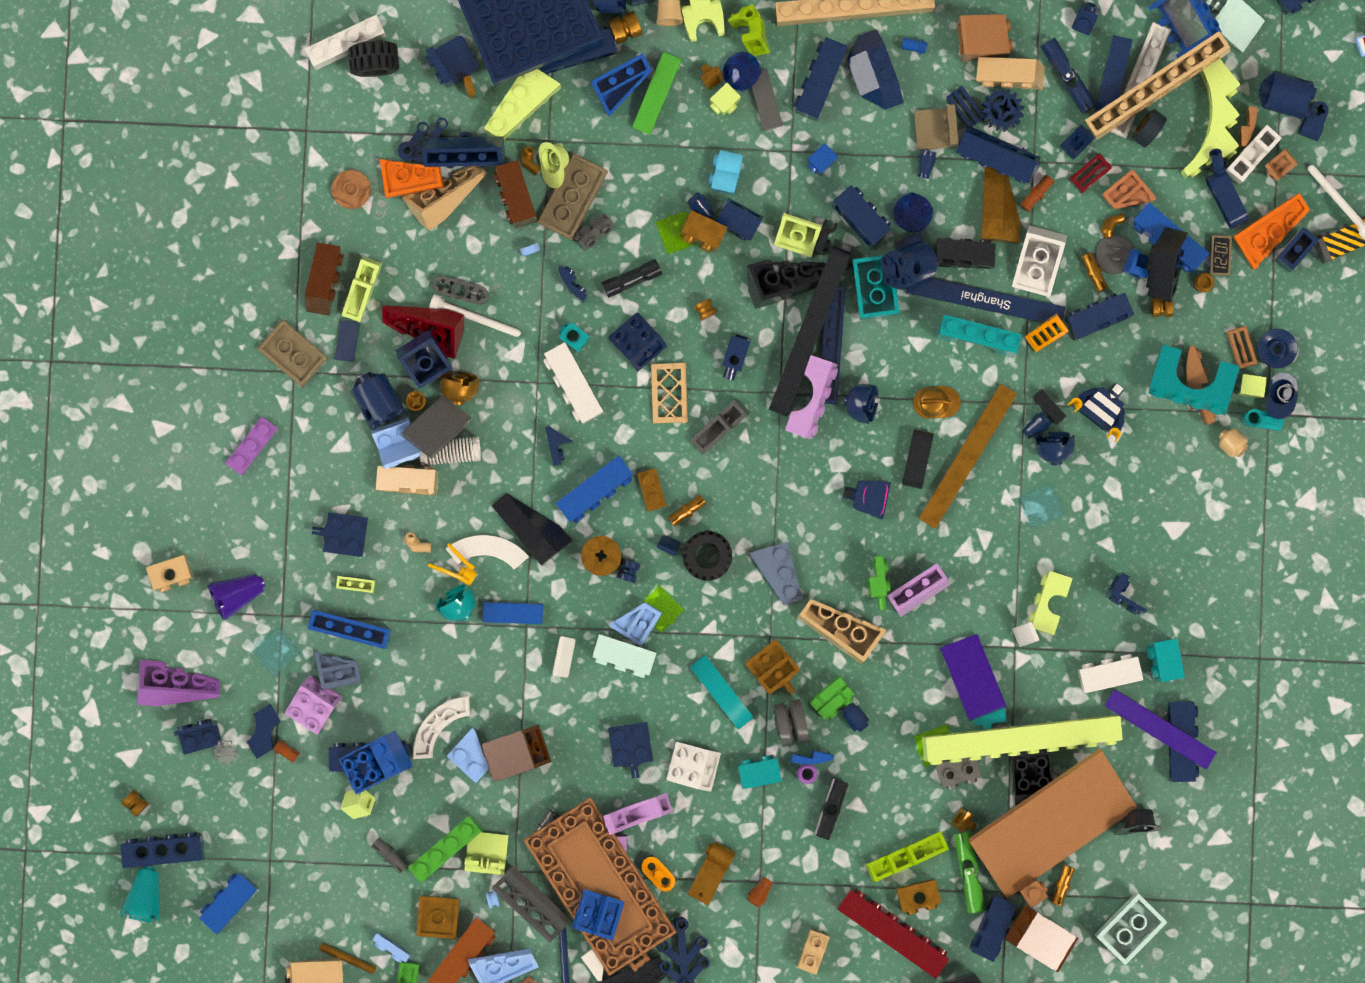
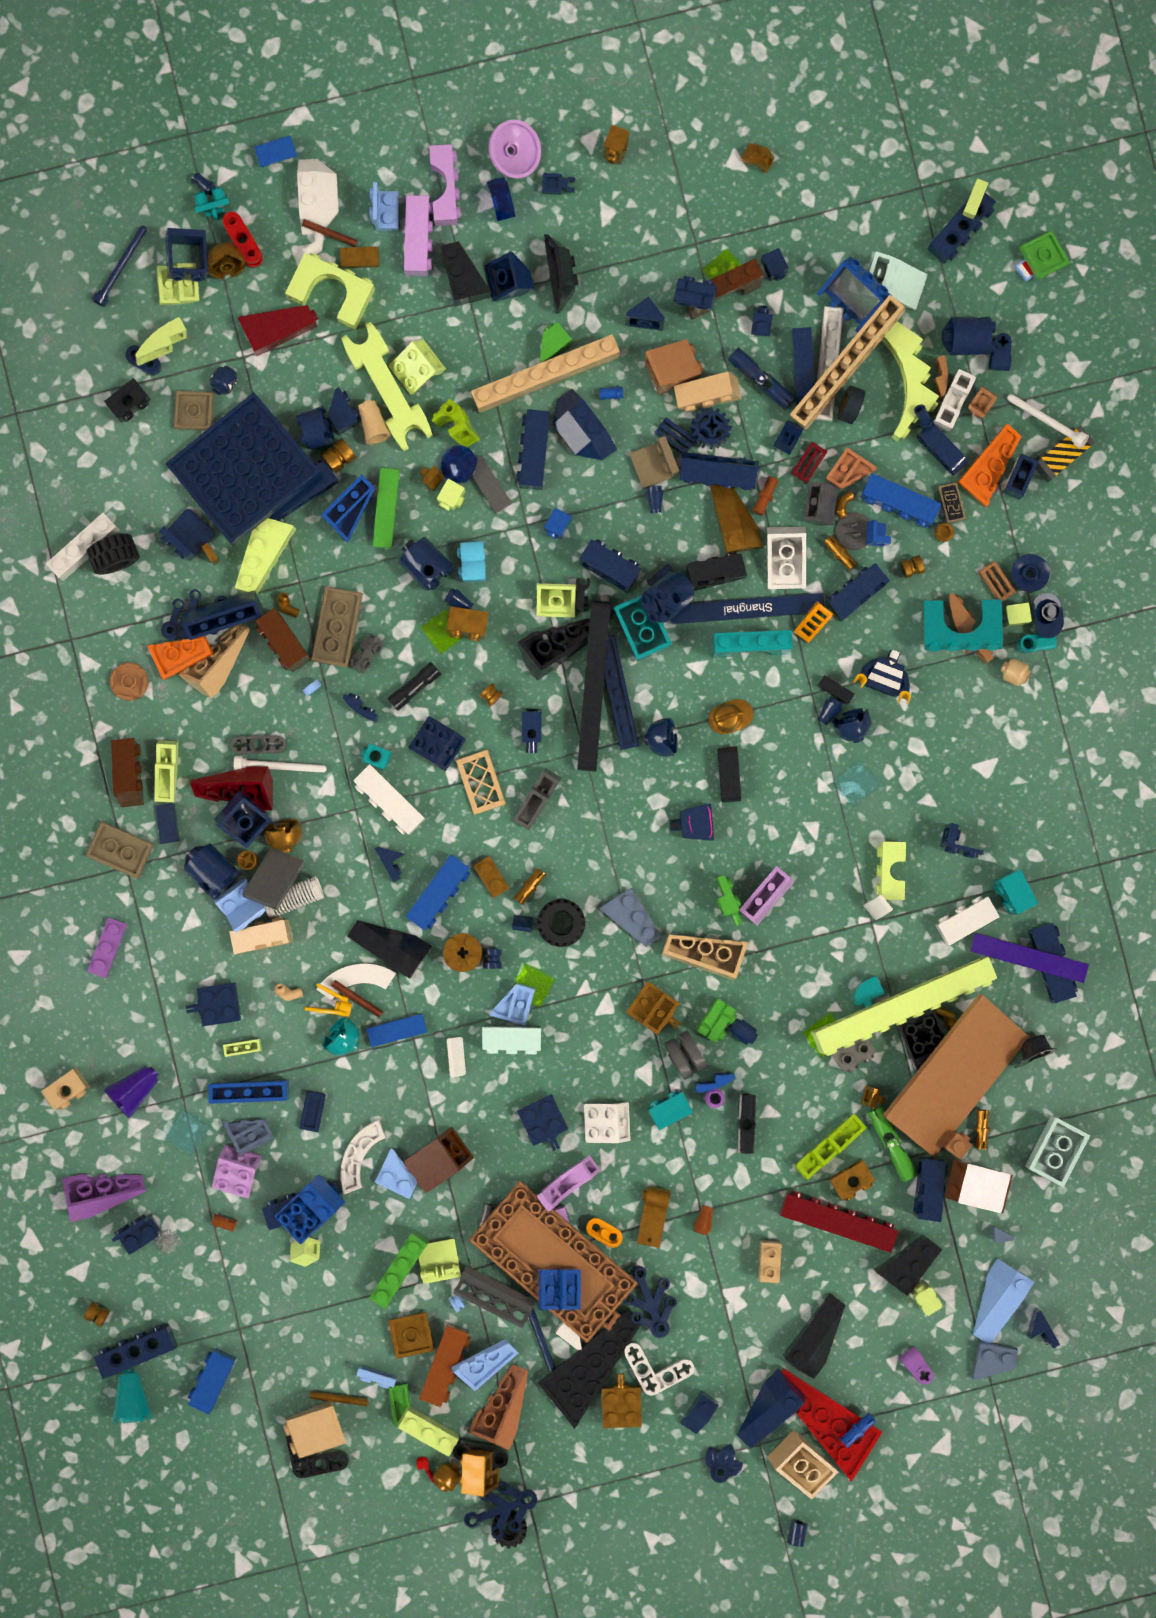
camera: 20 degrees left, 0 degrees up
(261, 741) = (198, 1219): dark blue tile -> none
(389, 855) = (349, 1290): dark grey pin -> none
(406, 668) = (312, 1111): none -> dark blue tile
(483, 570) = (356, 998): none -> copper bar
(553, 161) = (309, 601): yellowish green piece -> none
(676, 153) = (419, 559): none -> dark blue cylinder
(721, 692) = (612, 1045): teal slope -> none
(739, 219) = (498, 602): dark blue brick -> none
(820, 374) = (614, 770): lavender arch -> none
(913, 212) = (656, 547): clear blue dish -> none
(967, 456) = (774, 758): pearl gold tile -> none
(973, 677) = (841, 961): dark purple tile -> none
(1063, 763) = (948, 1016): none -> pearl gold arm
(1089, 217) = (821, 503): none -> flat silver brick
(1165, 263) = (904, 525): black wedge -> none

